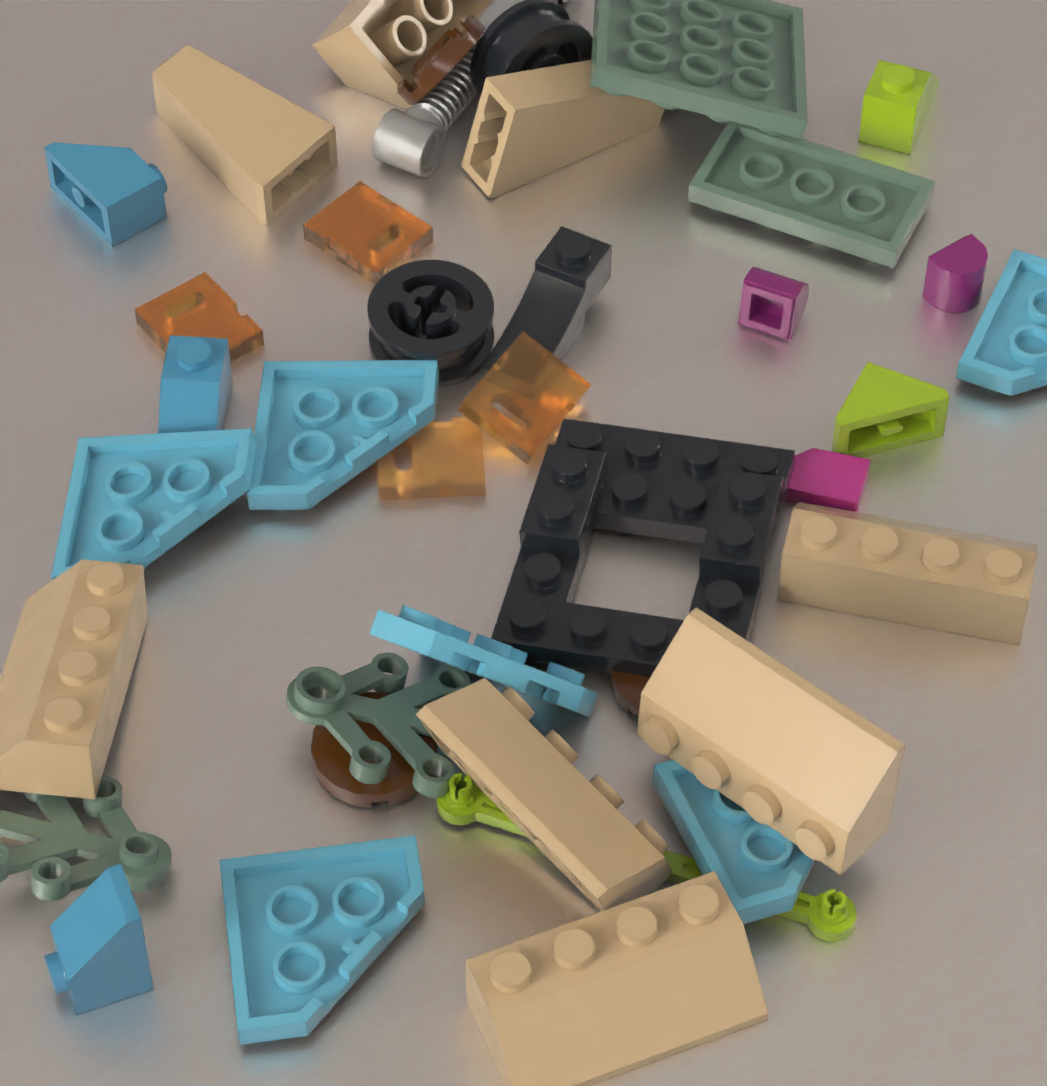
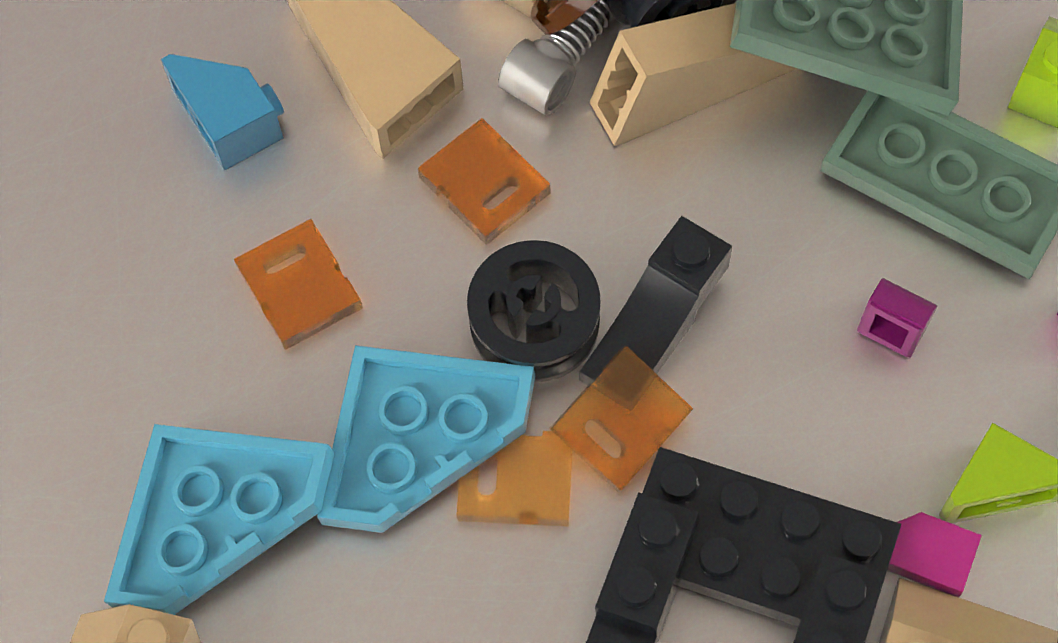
camera: 10 degrees right, 15 degrees up
(195, 385) = (278, 380): dark azure slope -> none

